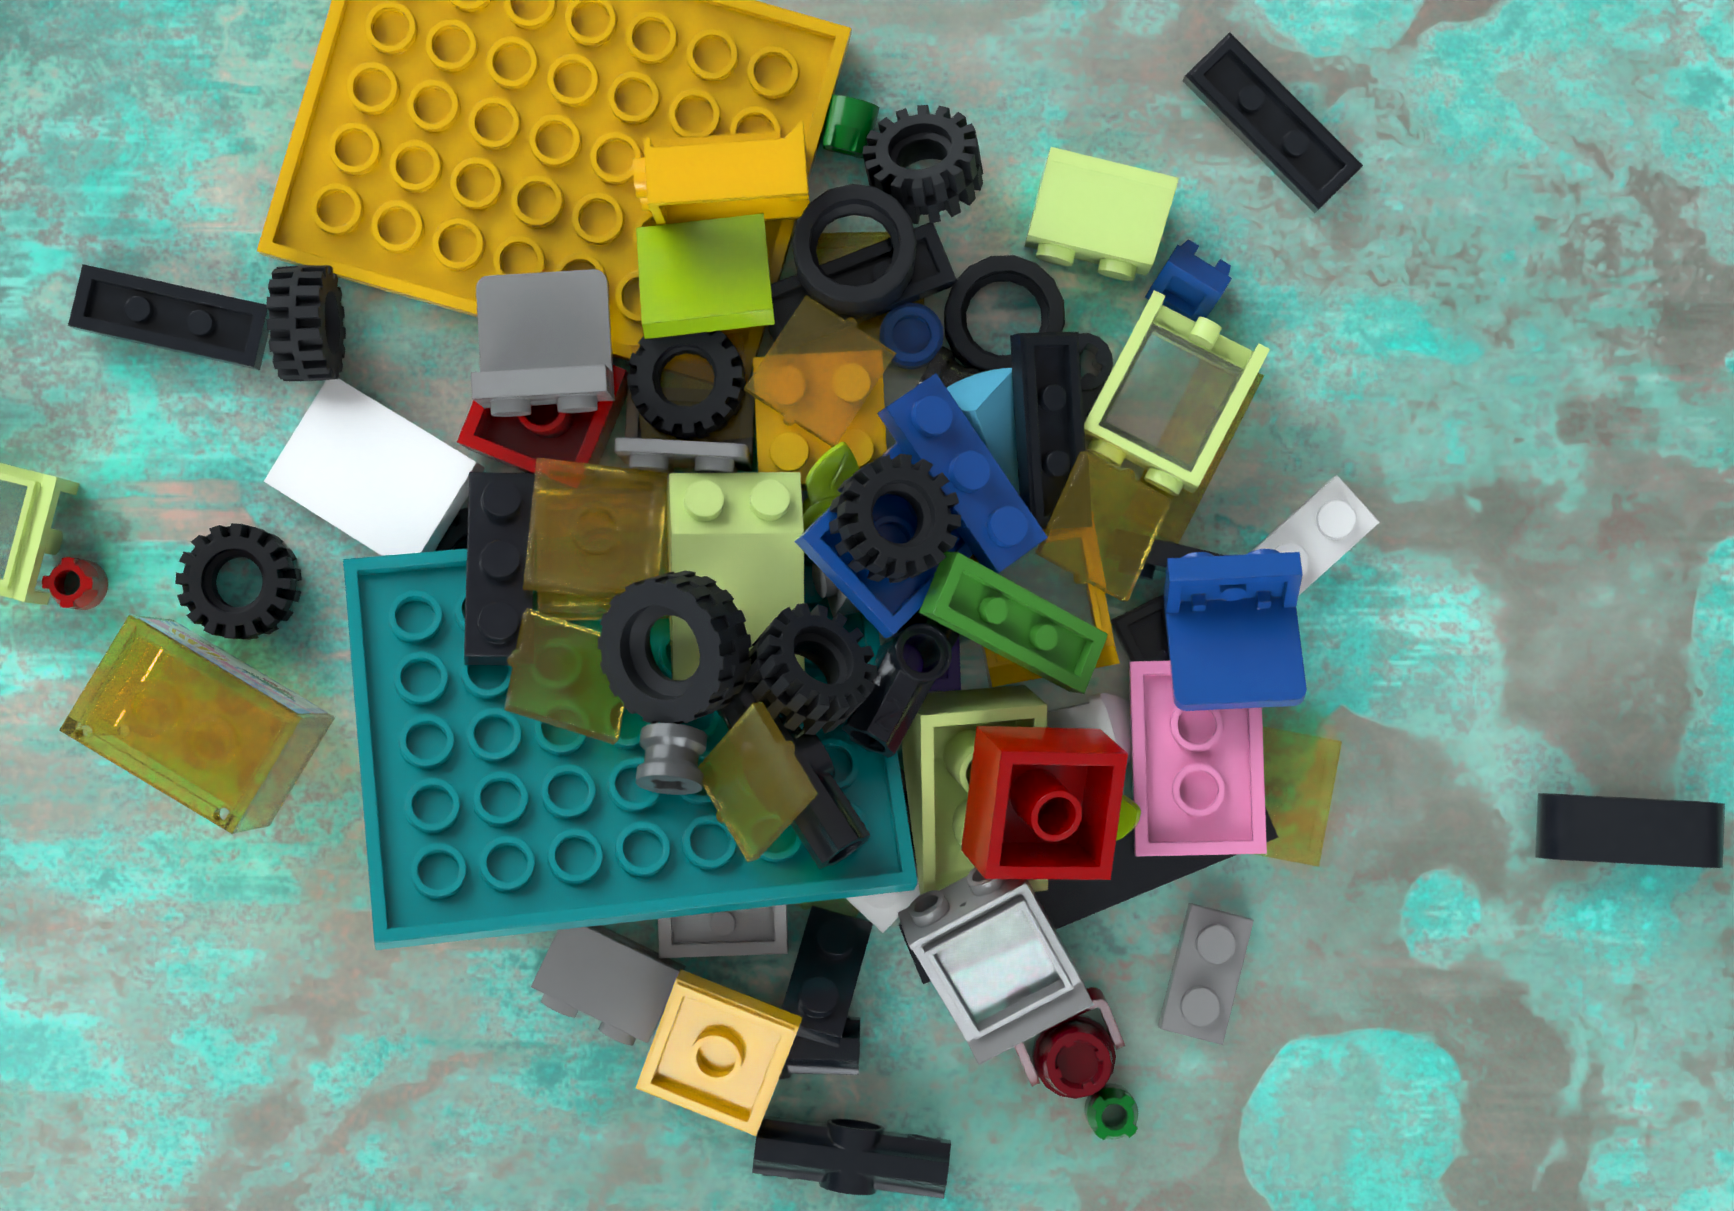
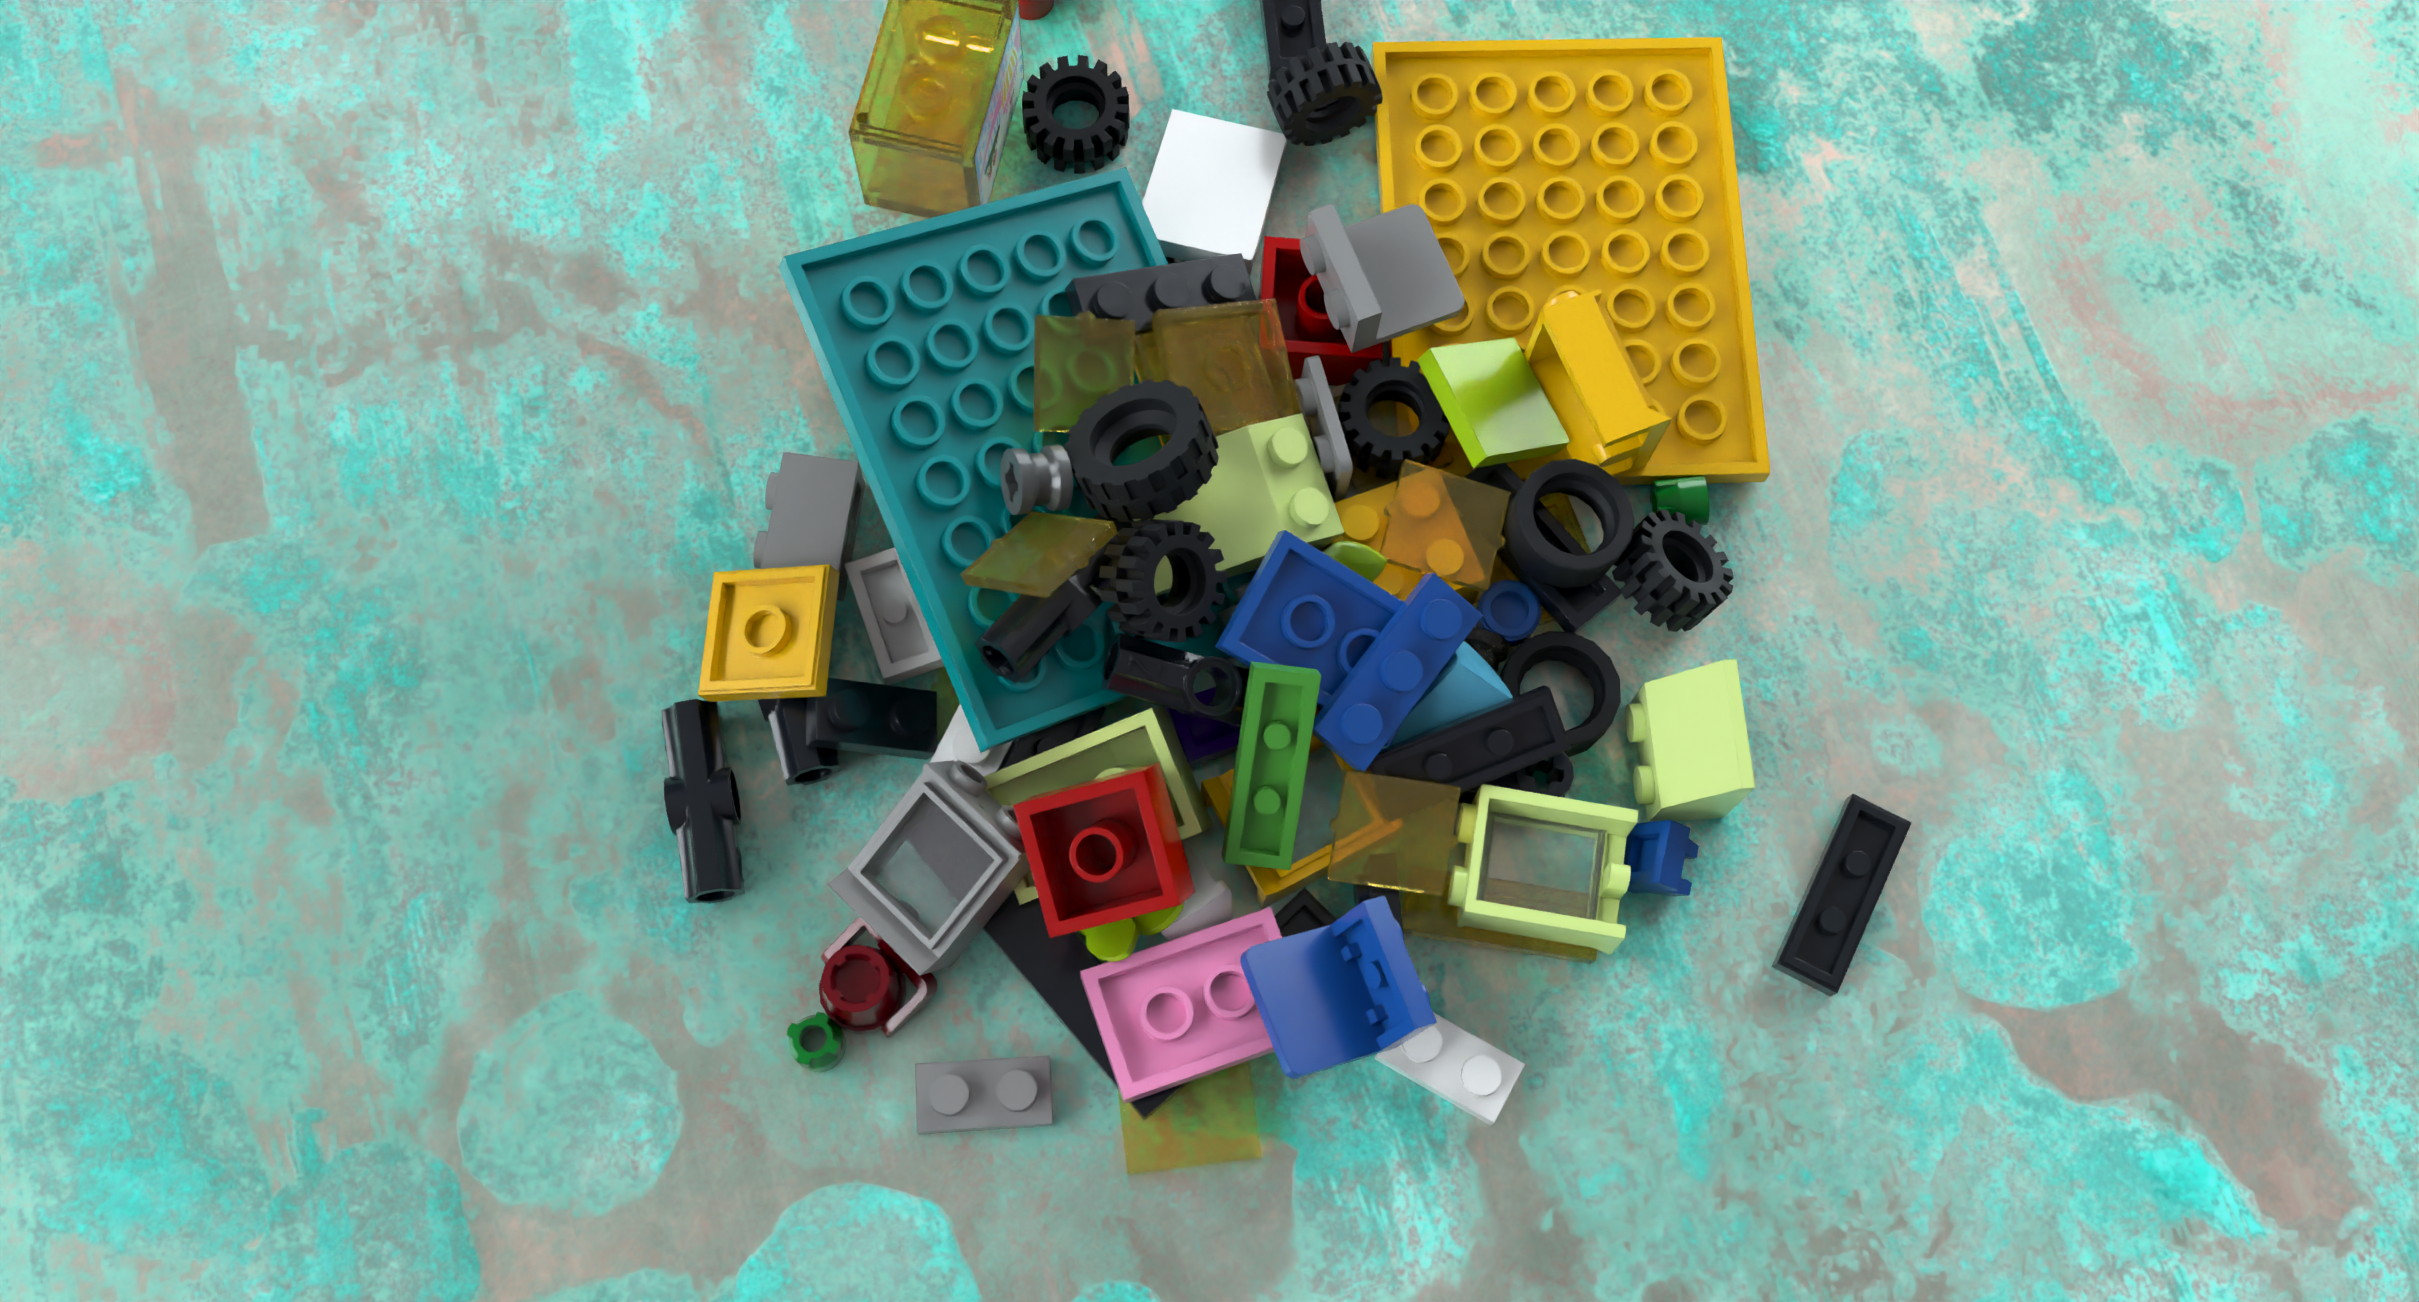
camera: 65 degrees right, 15 degrees down
(925, 496) = (1369, 598): black tyre -> none

